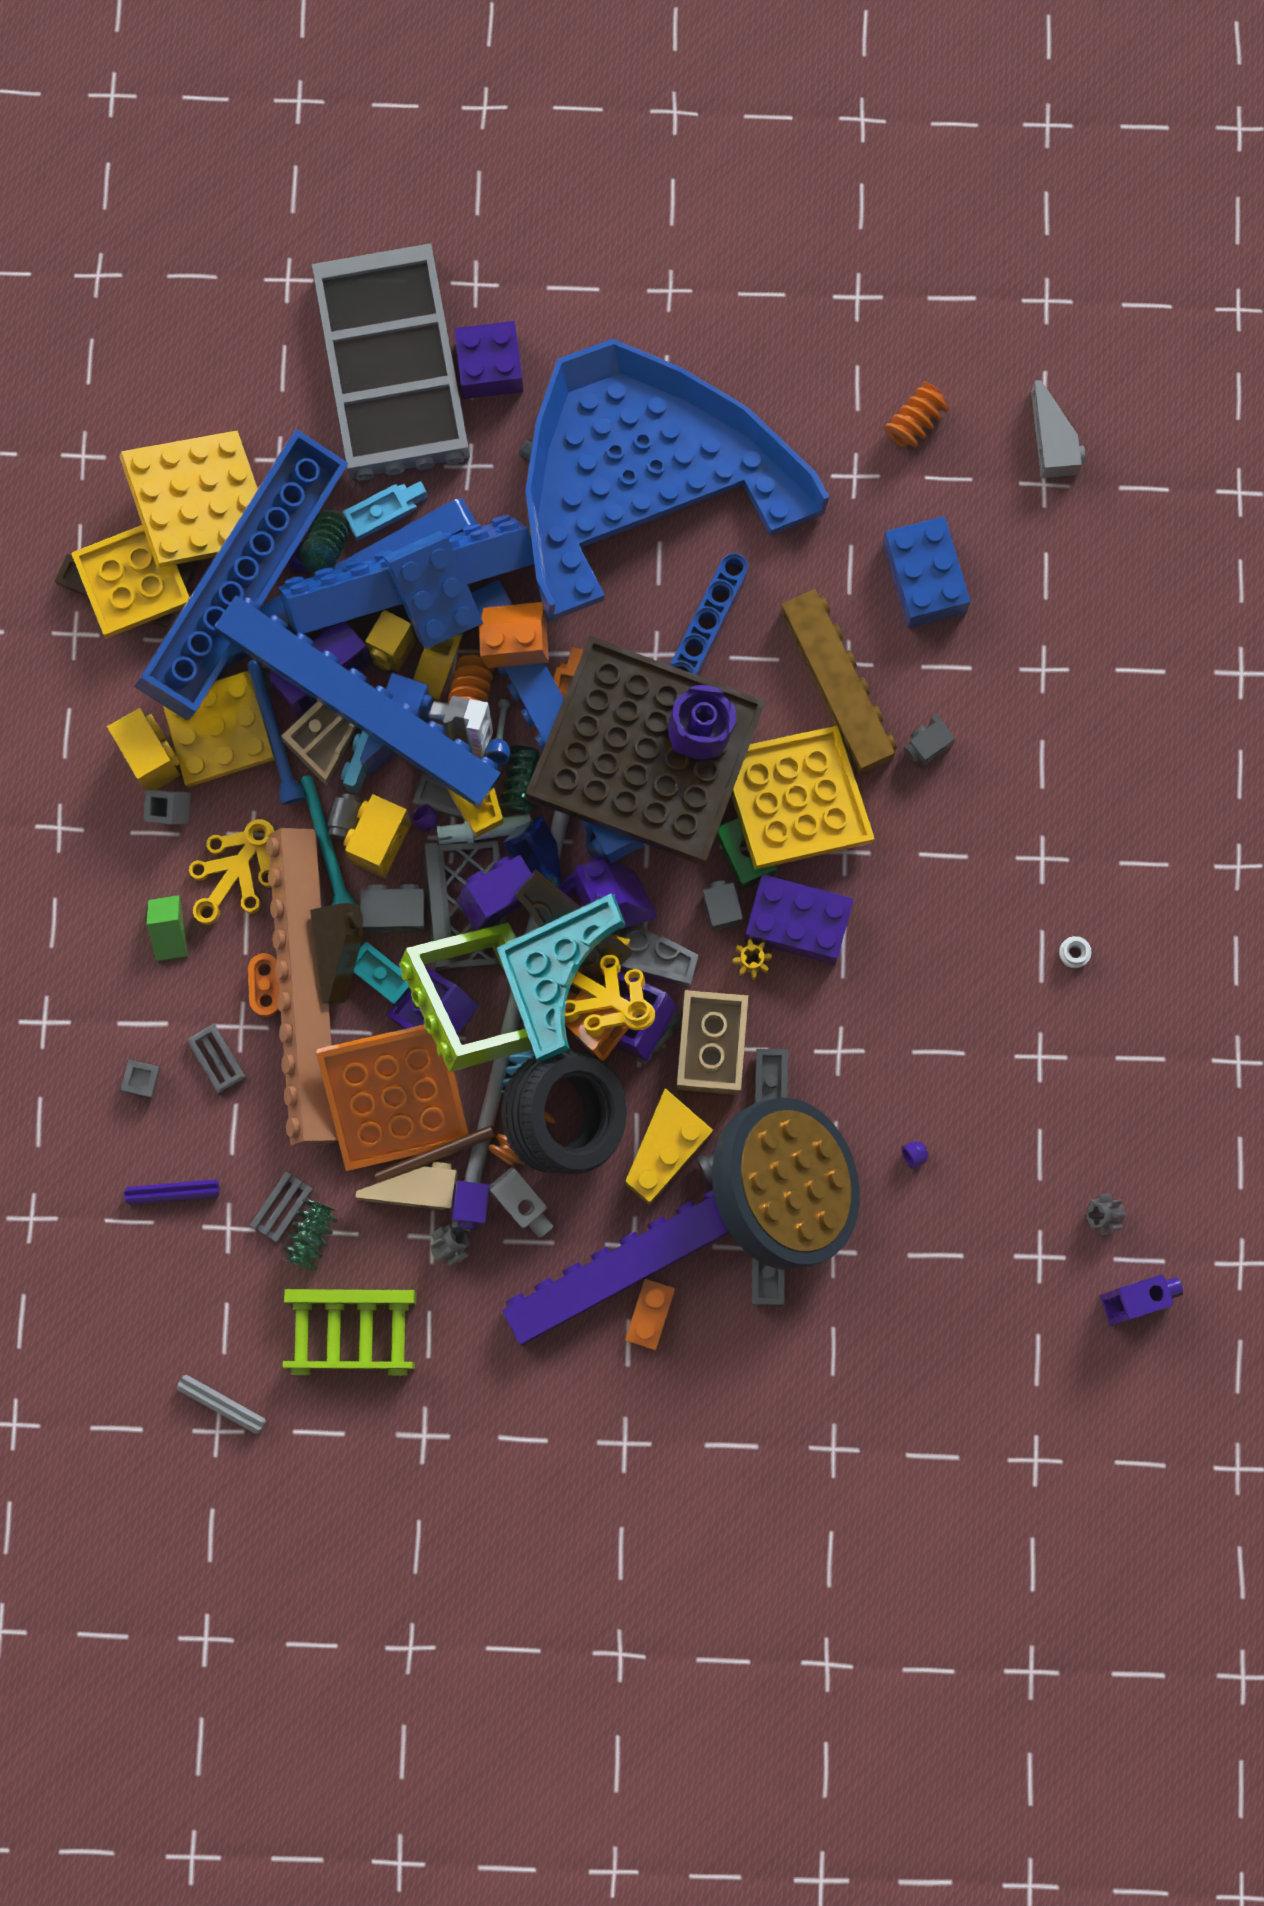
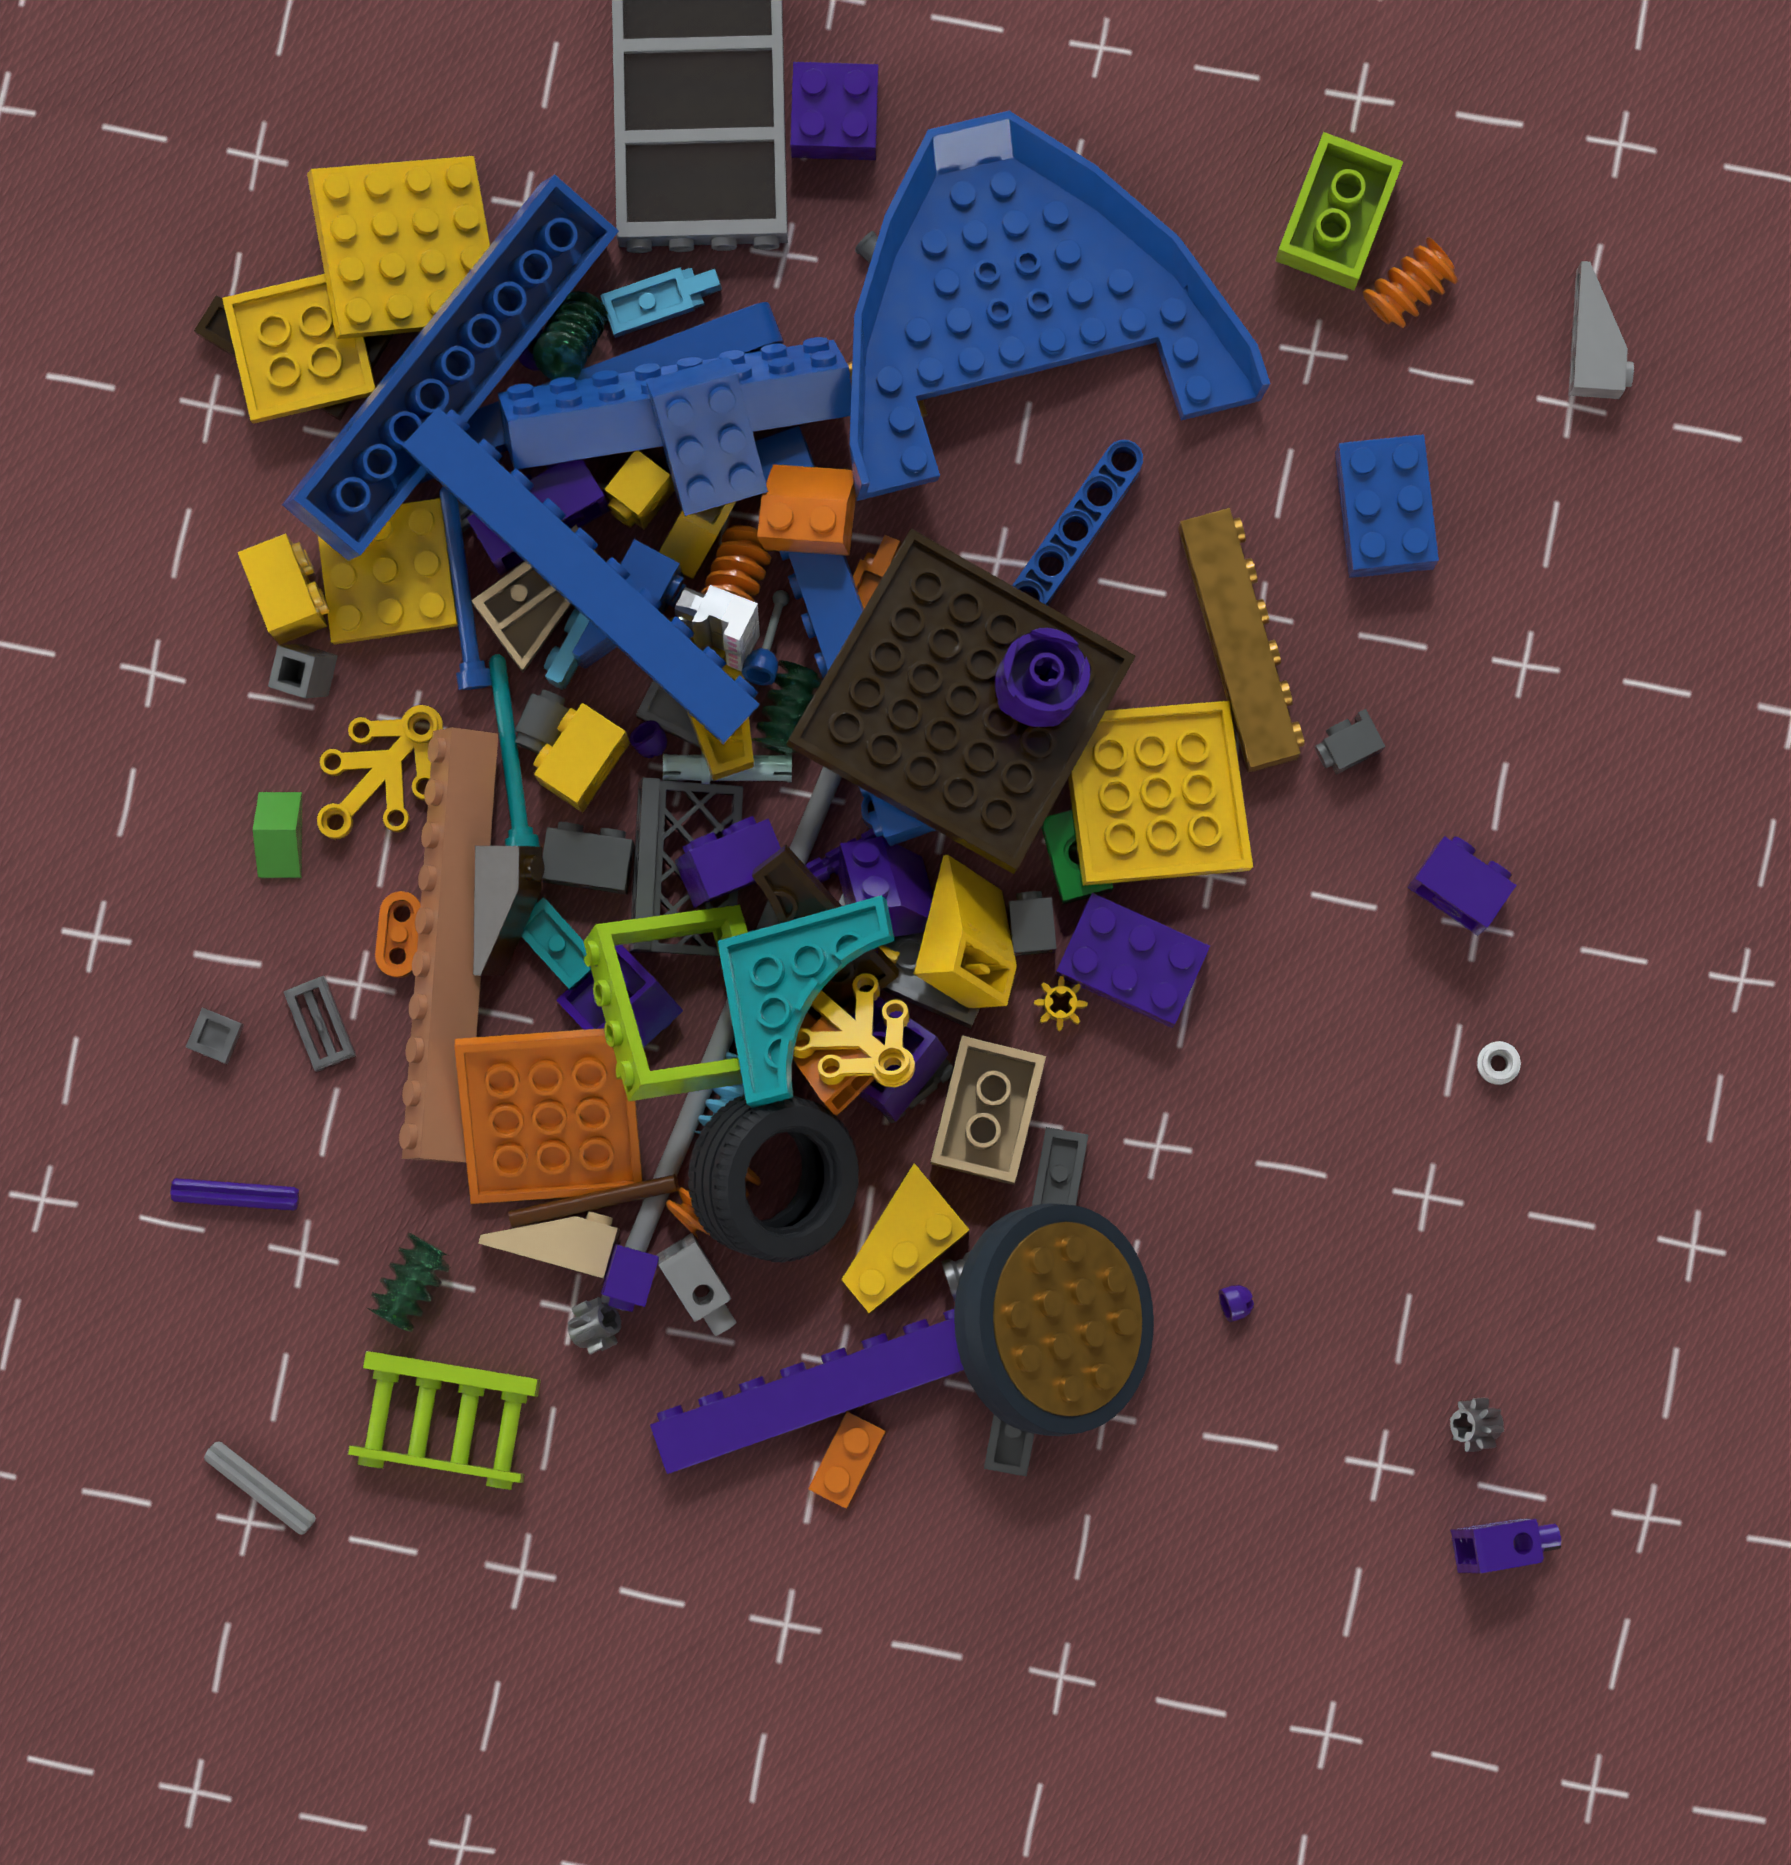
camera: 10 degrees right, 5 degrees up
(296, 1183) = (367, 1224): flat silver tile -> none
(537, 848) = (793, 811): clear blue slope -> none
(677, 922) = (967, 939): none -> yellow slope
(857, 373) = (1338, 211): none -> lime brick
(1027, 827) = (1462, 884): none -> dark purple brick

